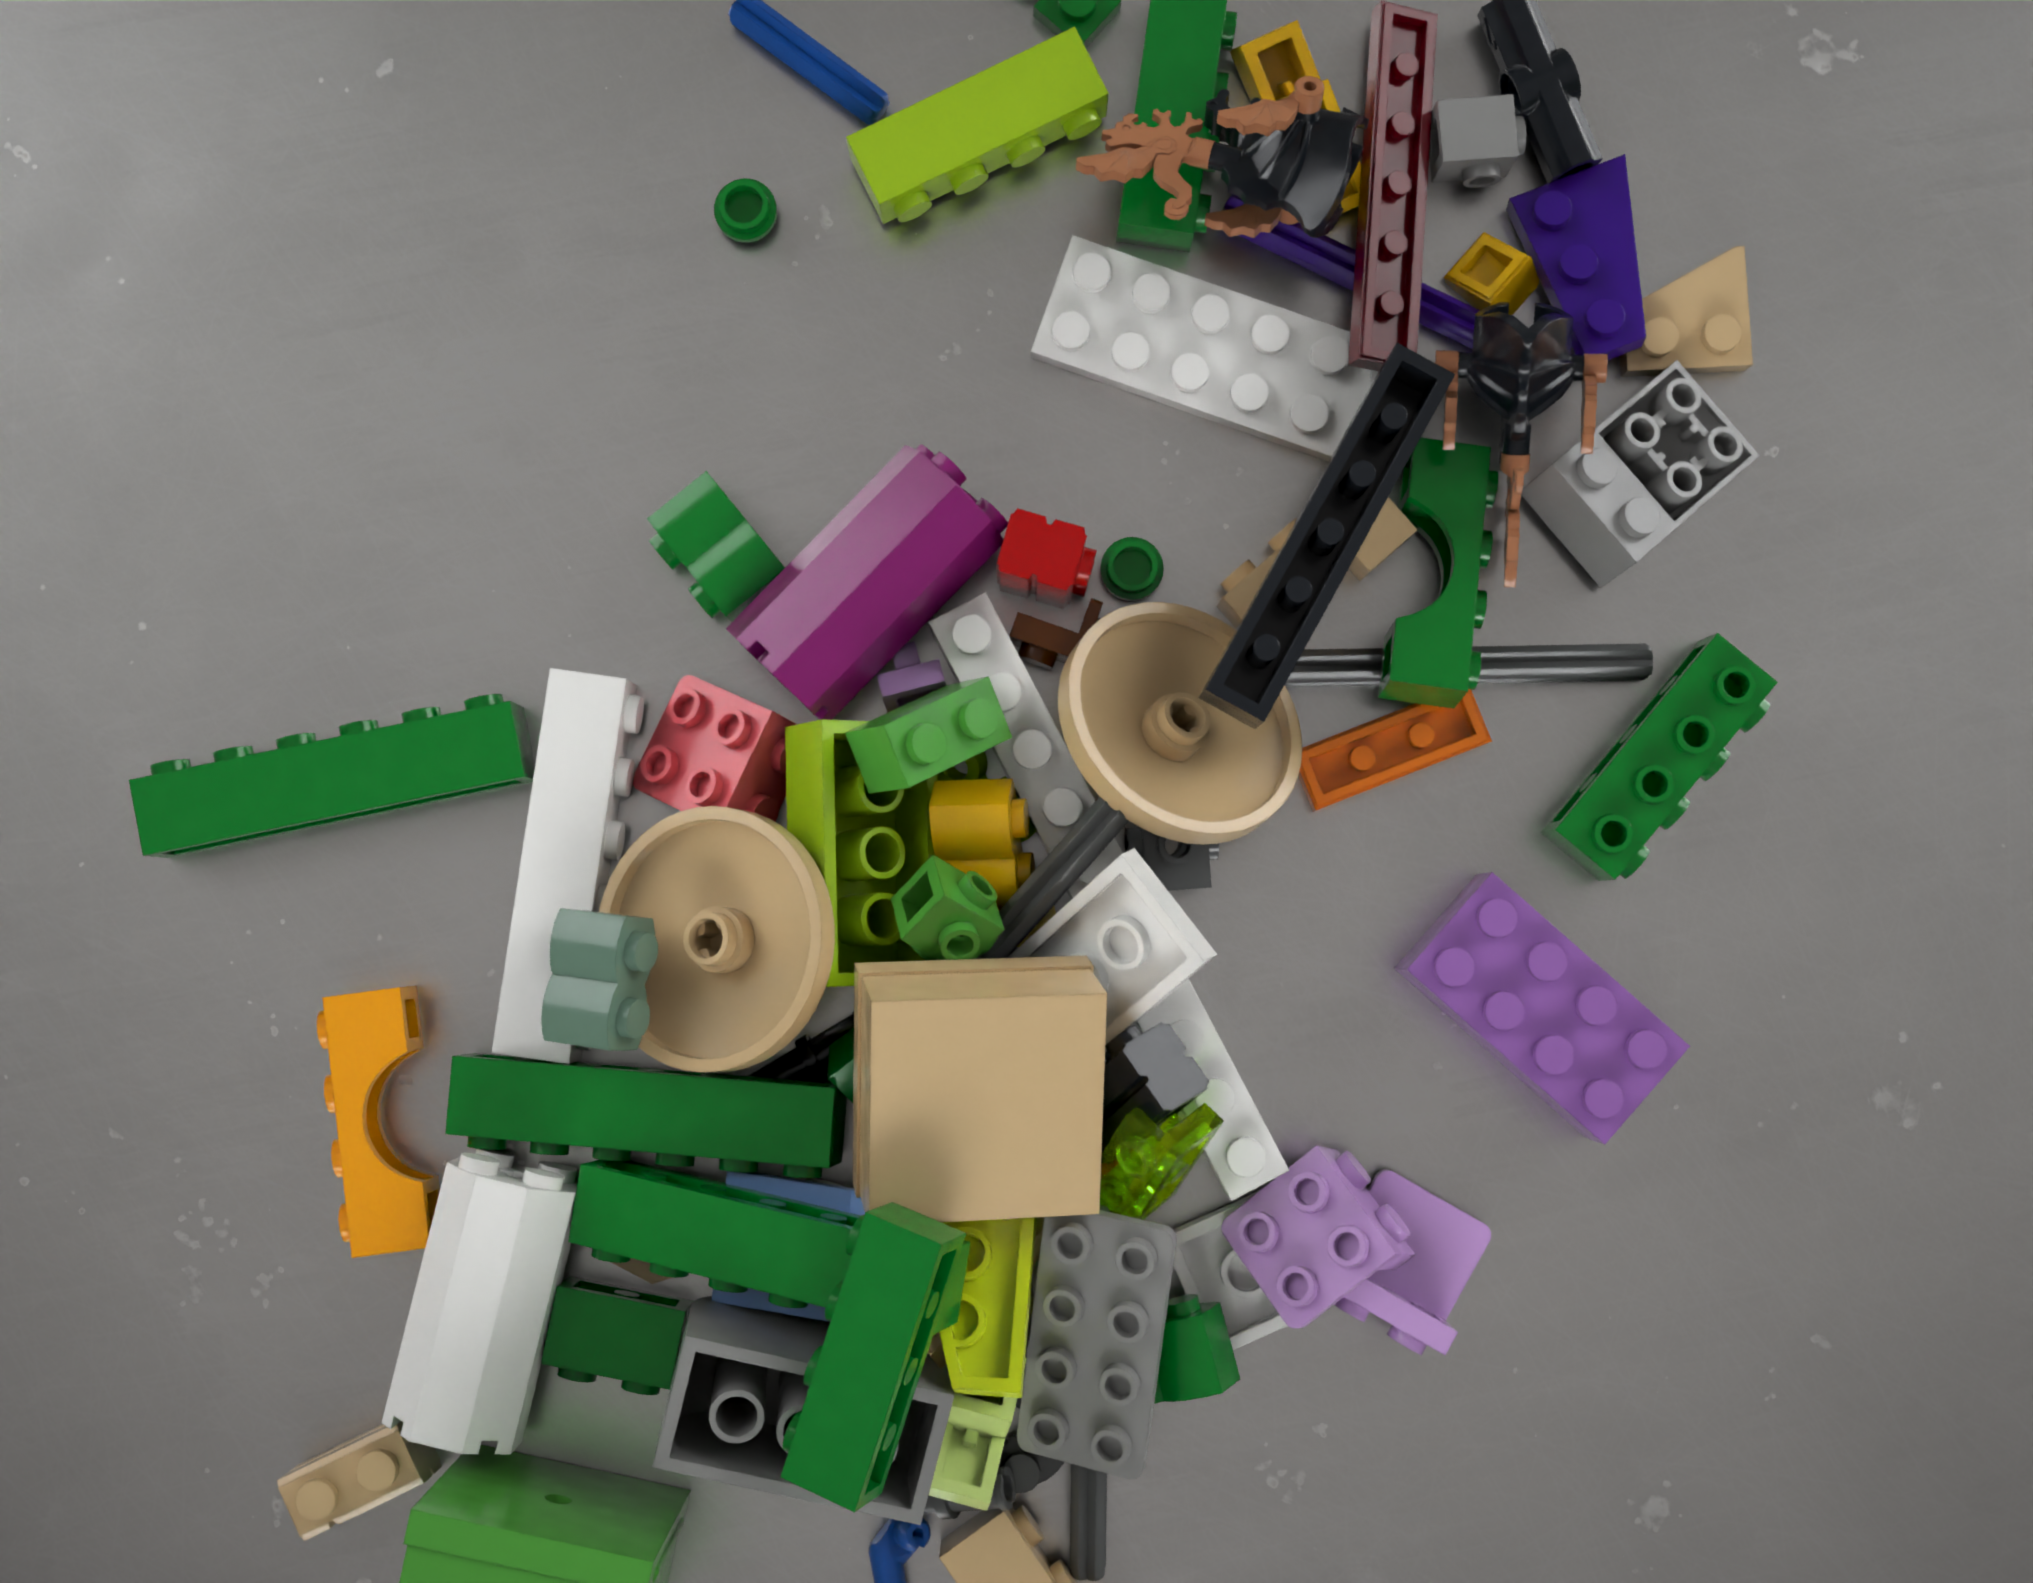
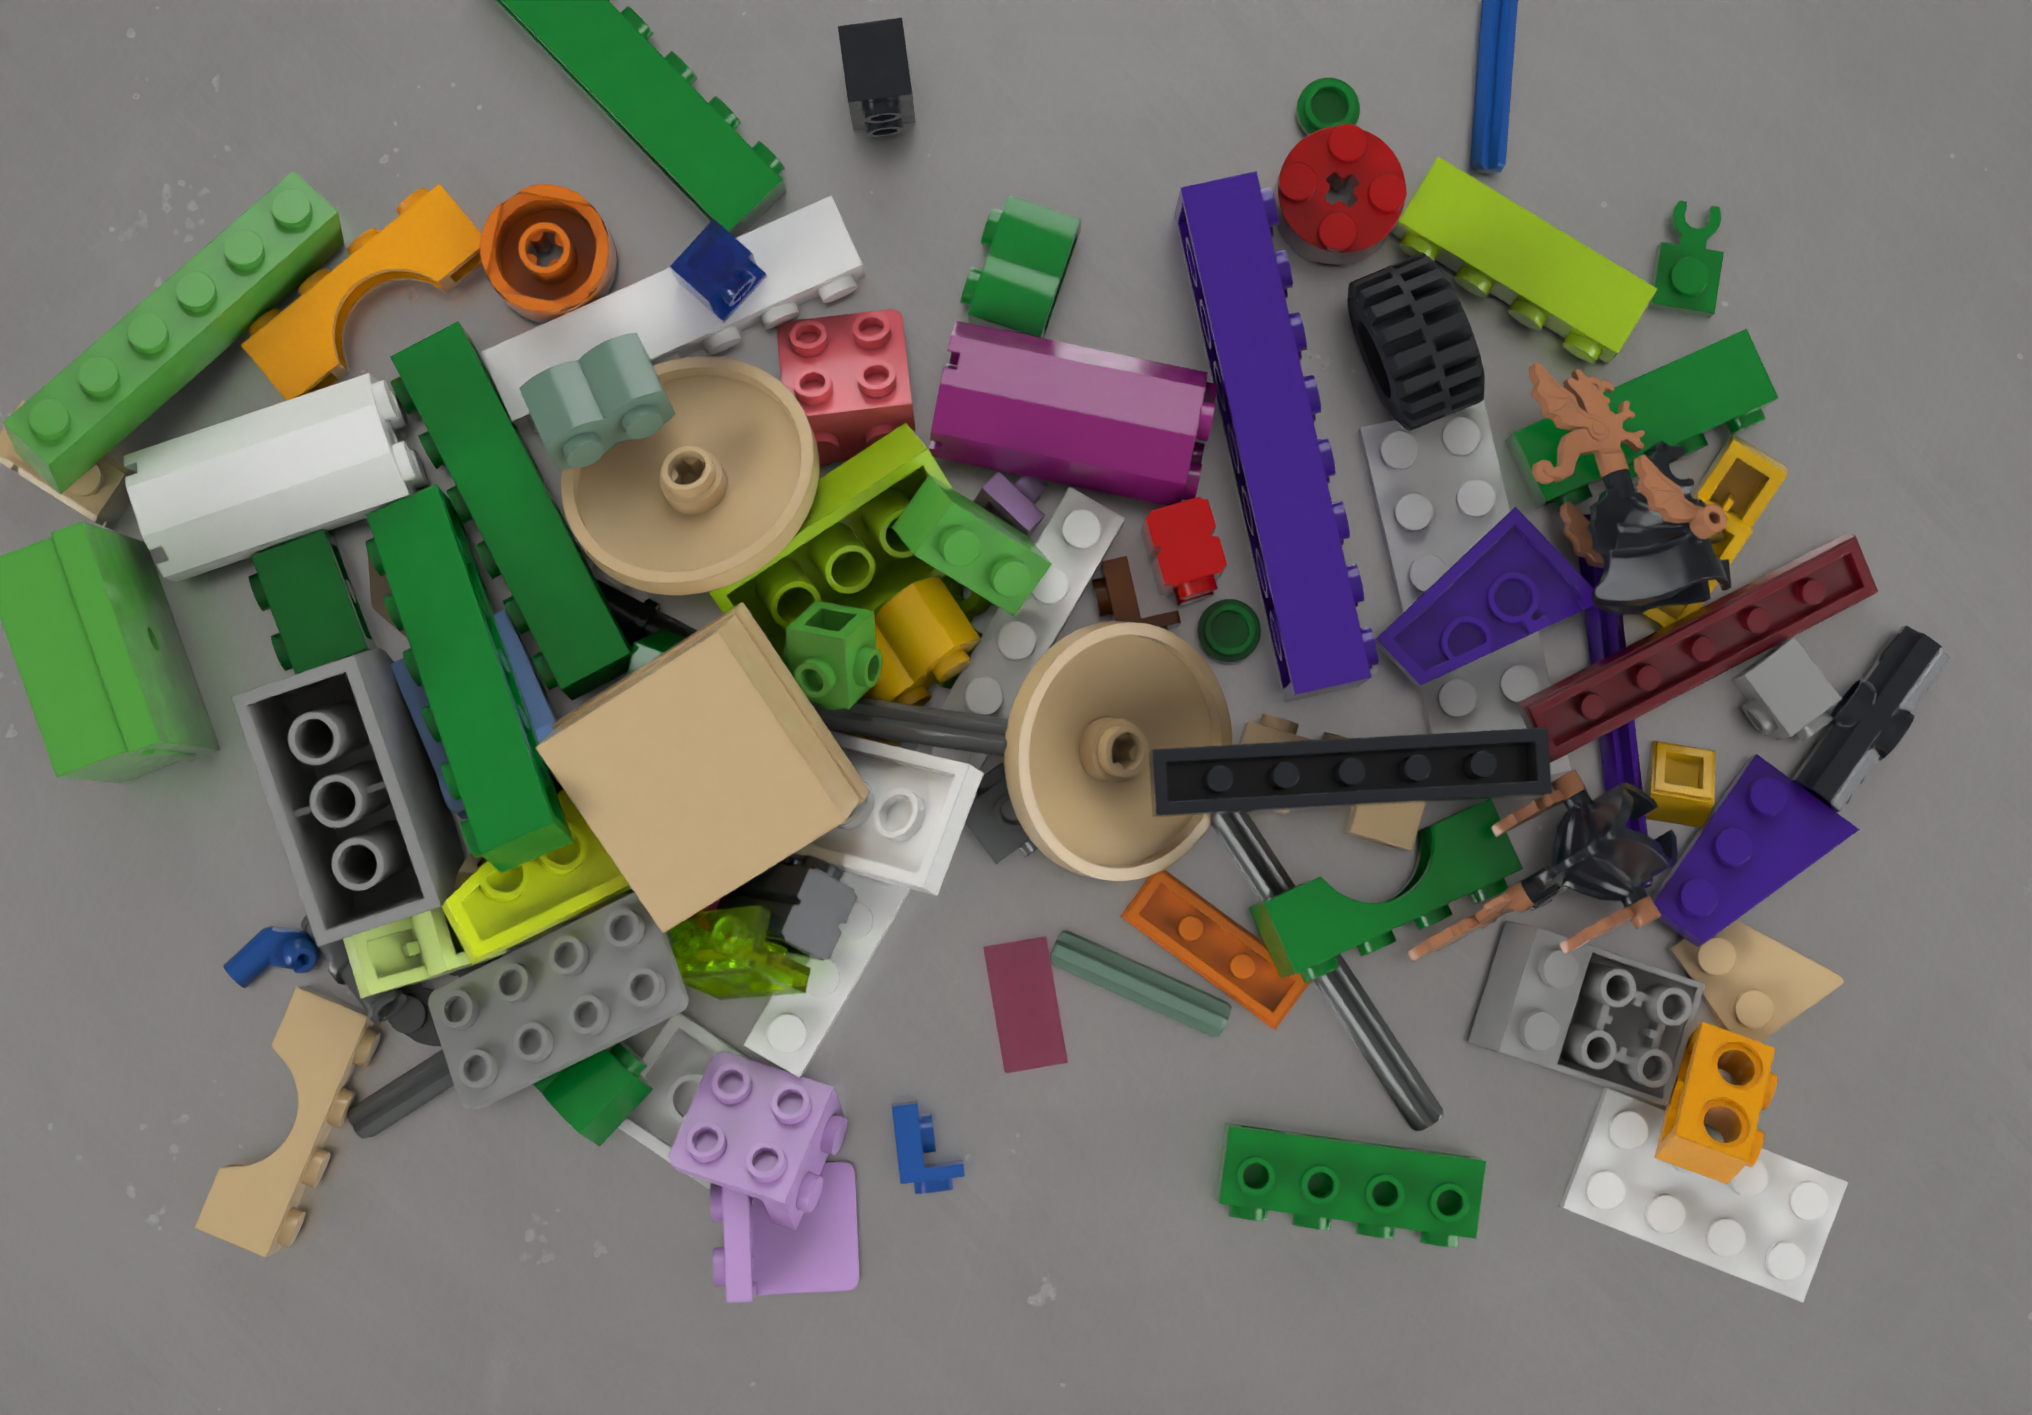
camera: 55 degrees right, 0 degrees up
(302, 1312) = (175, 332): none -> bright green brick
(410, 943) = (528, 226): none -> orange brick
(472, 563) = (877, 76): none -> black brick
(552, 804) = (718, 271): none -> clear blue brick
(818, 209) = (1341, 159): none -> red brick
(871, 1354) = (434, 813): green brick -> none
(991, 252) = (1416, 341): none -> black tyre
(994, 423) = (1273, 438): none -> dark purple brick
(1245, 335) = (1487, 600): none -> dark purple wing
(1339, 937) = (1025, 1004): none -> clear pink tile
(1382, 829) = (1140, 983): none -> sand green axle
(1396, 1103) = (914, 1137): none -> blue bracket
(1542, 1007) = (1072, 1210): medium lavender brick -> none
(1776, 418) = (1706, 1098): none -> light orange brick
(1846, 474) = (1756, 1227): none -> white plate

